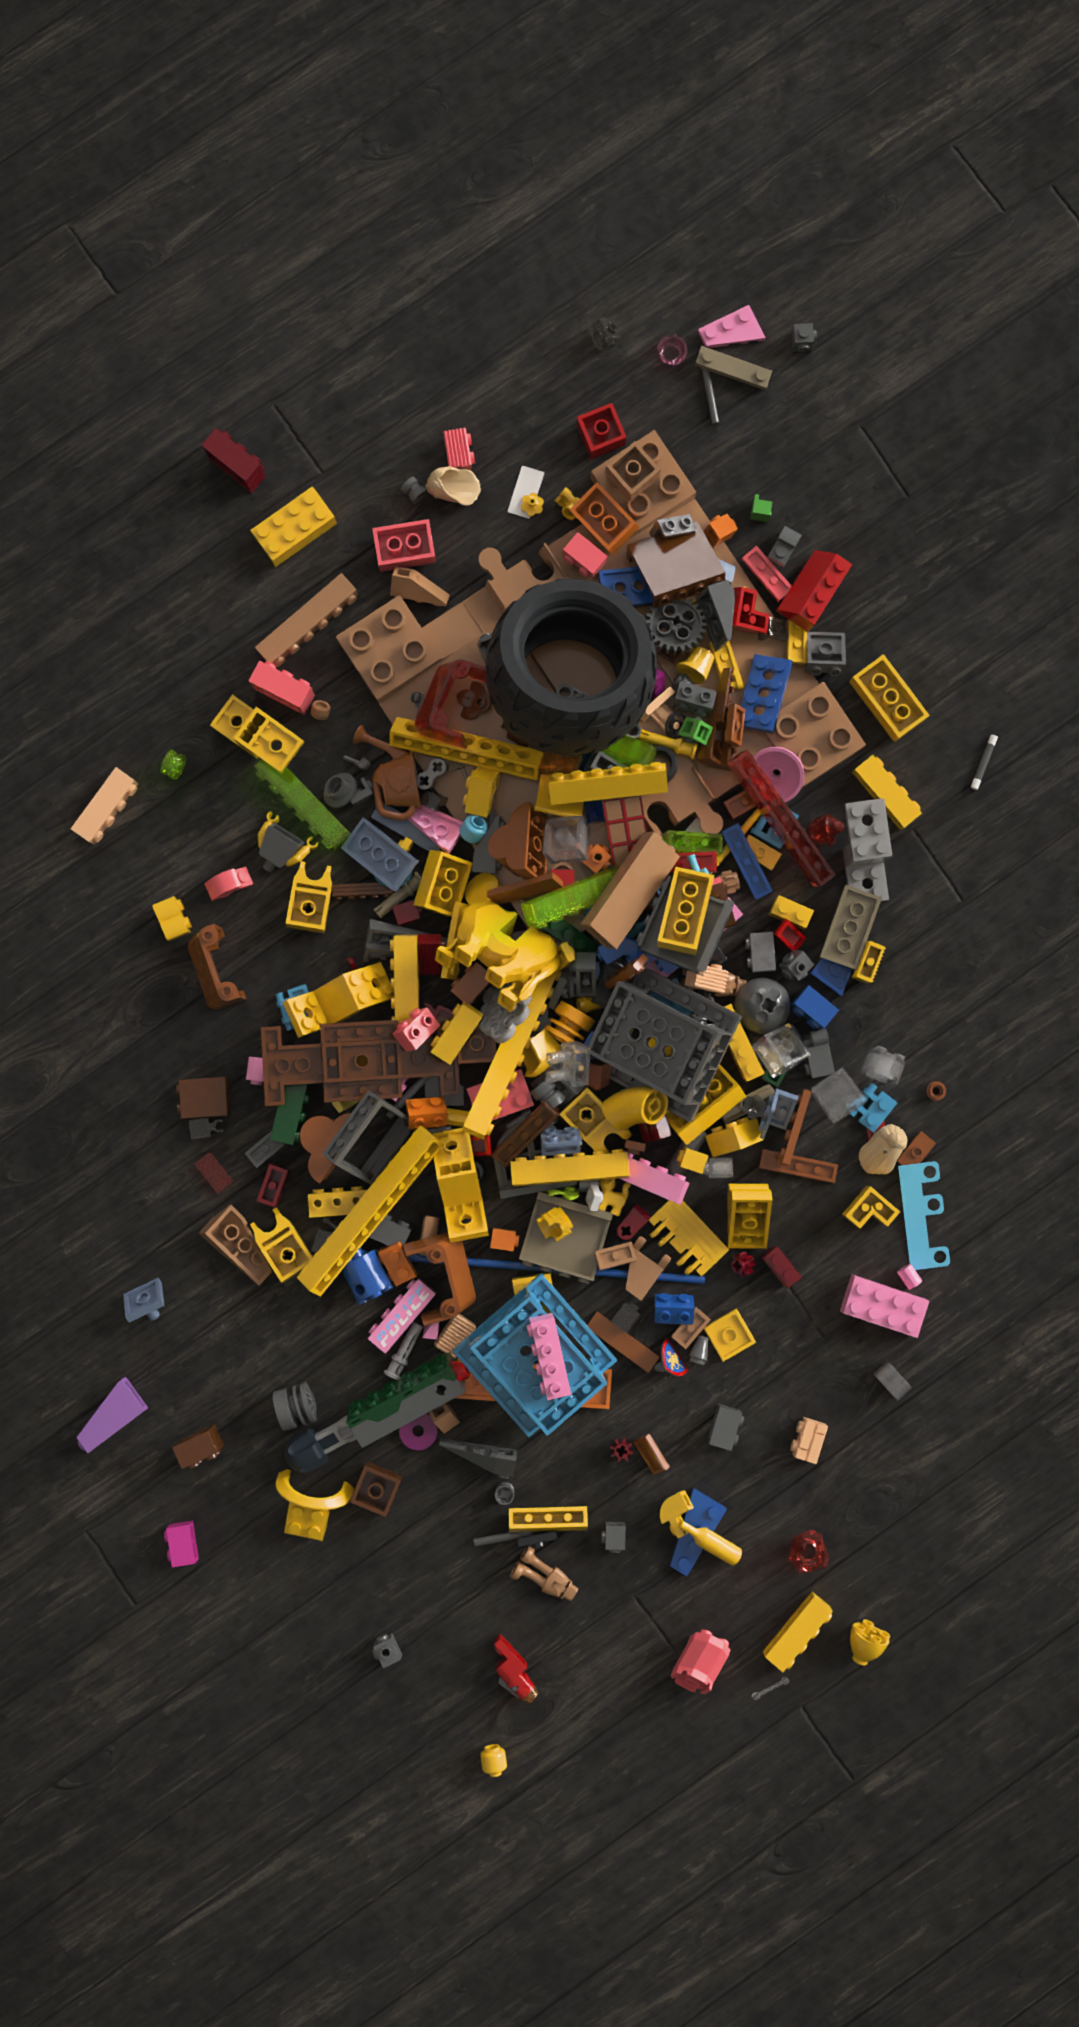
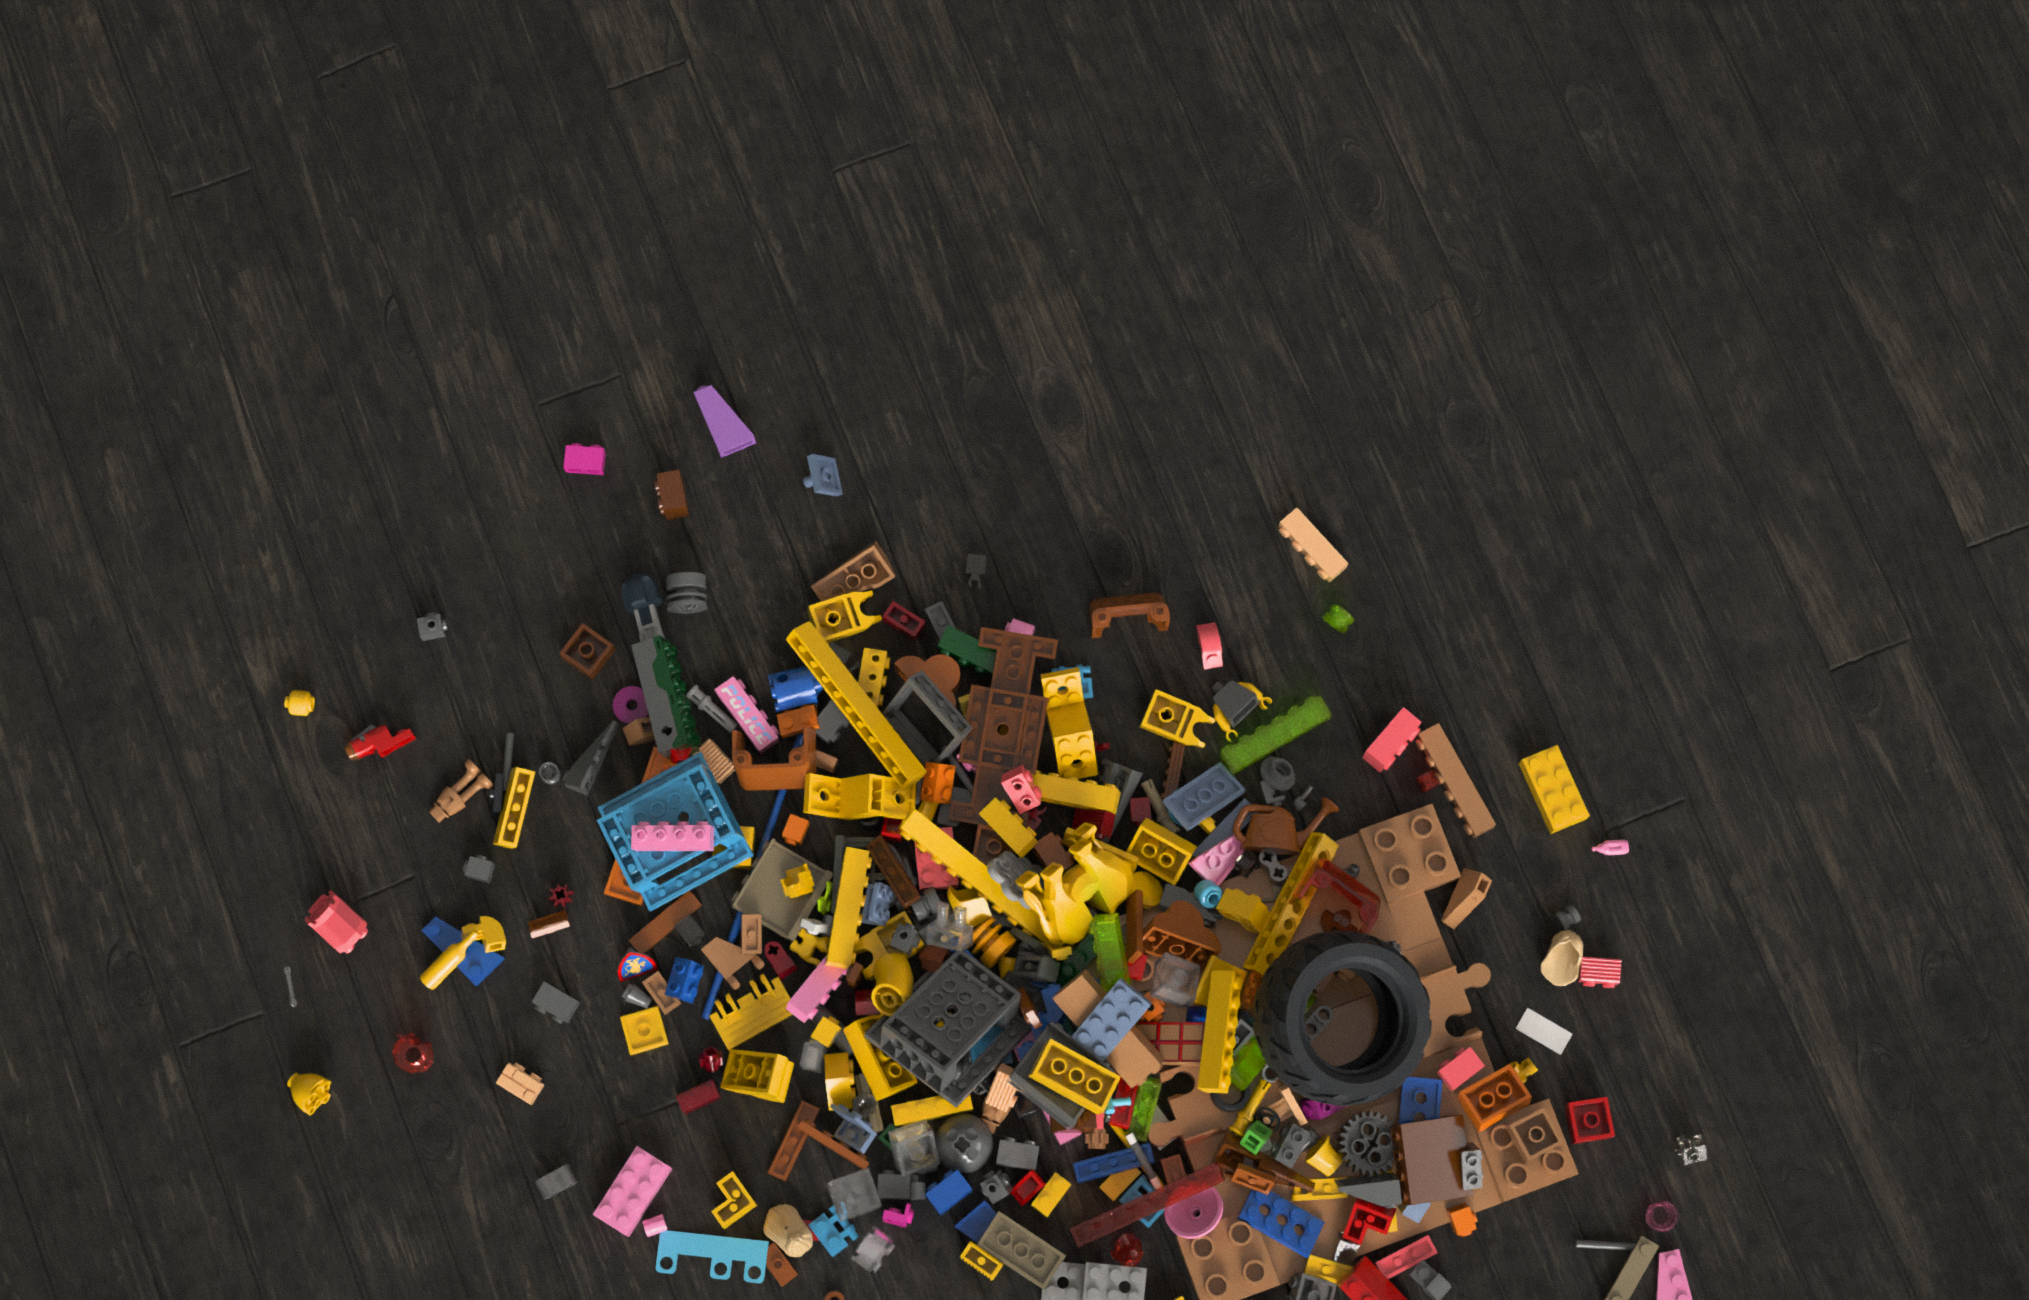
camera: 100 degrees right, 10 degrees down
(171, 918) = (1187, 583): yellow brick -> none
(203, 1097) = (1005, 575): reddish brown brick -> none
(214, 1172) = (930, 568): clear red plate -> none
(234, 460) = (1632, 746): dark red brick -> none
(257, 733) = (1350, 704): yellow bracket -> none
(307, 1514) = (580, 581): yellow piece -> none
(314, 647) = (1427, 781): none -> clear red wheel
(320, 710) = (1363, 773): medium nougat tile -> none
(336, 461) = (1612, 847): none -> bright pink piece
(404, 545) = (1511, 893): coral brick -> none
(431, 1331) = (724, 740): bright pink slope -> none
(532, 508) = (1525, 1037): yellow plant -> none
(587, 1105) = (905, 938): none -> dark grey brick
(624, 887) = (1111, 1020): none -> sand blue plate
(741, 832) = (1143, 1160): none -> dark grey bar
(761, 509) = (1475, 1268): bright green panel -> none
(797, 1632) = (337, 1025): yellow brick -> none
(848, 1053) = (895, 1217): none -> dark pink bracket

